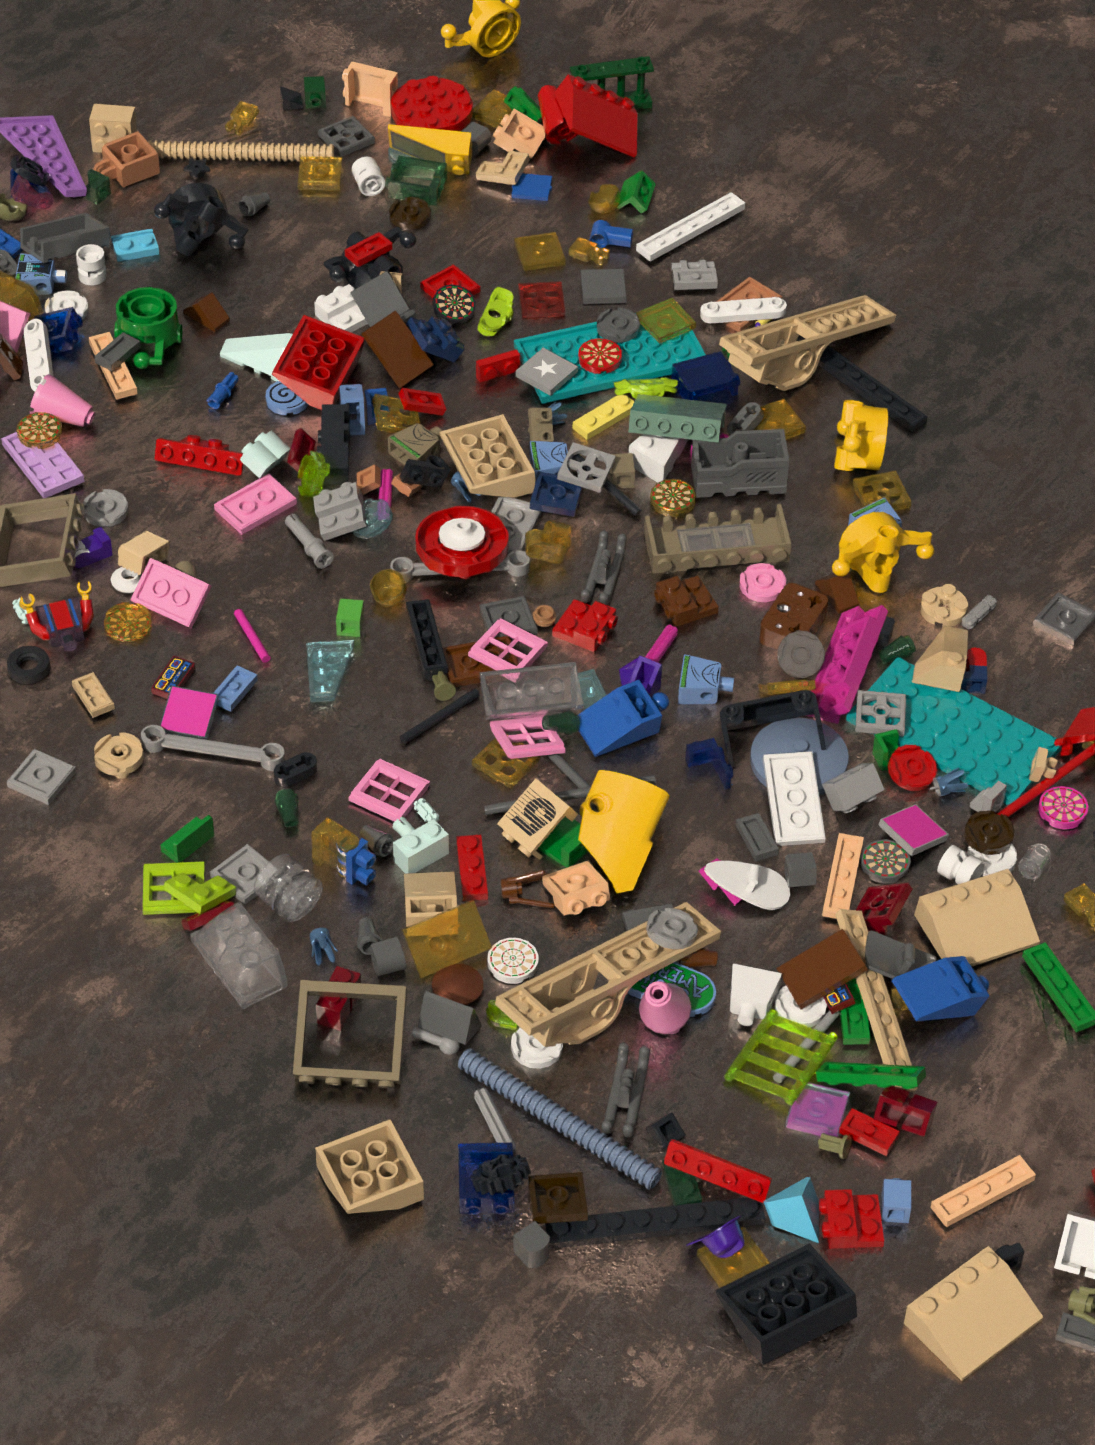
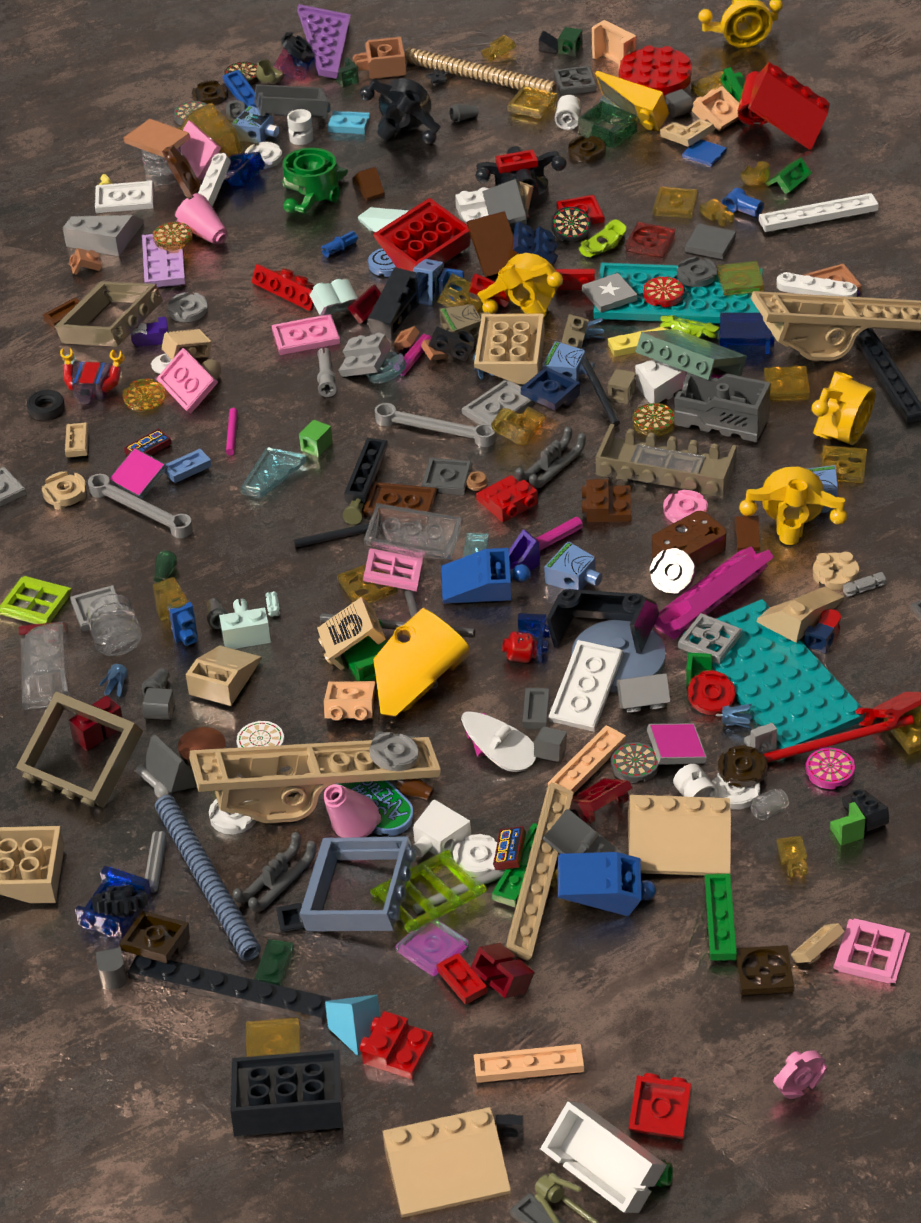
camera: 30 degrees right, 5 degrees down
(110, 123) = (386, 24): tan brick -> none
(117, 351) = (273, 194): dark grey tile -> none
(119, 379) = (266, 205): light nougat plate -> none
(188, 839) = (71, 567): green panel -> none
(199, 896) = (44, 611): lime plate -> none
(295, 769) = (192, 540): black beam -> none
(312, 472) = (361, 316): clear neon green plate -> none
(388, 587) = (361, 423): clear yellow hair -> none
(399, 775) = (271, 569): bright pink piece -> none
(446, 938) = (210, 703): clear yellow tile -> none
(462, 541) = (443, 403): red piece -> none
(466, 384) = (538, 288): none -> yellow piece
(472, 867) = (279, 658): red plate -> none
(512, 888) = (300, 682): reddish brown plant -> none
(519, 635) = (452, 500): bright pink piece -> none
(563, 722) = (426, 565): clear green cone -> none
(581, 480) = (576, 382): light grey piece -> none
(620, 69) = (847, 72): dark green fence -> none
(694, 275) = (794, 250): light grey plate -> none
(703, 1035) = (357, 849): none -> sand blue window
(705, 779) = (520, 647): none -> red head
(717, 1171) = (302, 961): red bracket -> none
(725, 1240) = (266, 1016): dark purple piece -> none
(744, 420) = (760, 371): dark grey beam -> none
(786, 686) = (651, 594): clear yellow piece -> none
(822, 969) = (505, 828): reddish brown tile -> none
(836, 1144) = (429, 981): olive piece -> none
(876, 1074) = (489, 928): green plate -> none
(886, 633) = (763, 577): black tile -> none
(896, 1200) = (443, 1043): medium blue brick -> none
(899, 648) = (768, 592): clear green cone -> none
(1040, 765) = (823, 722): tan tile -> none

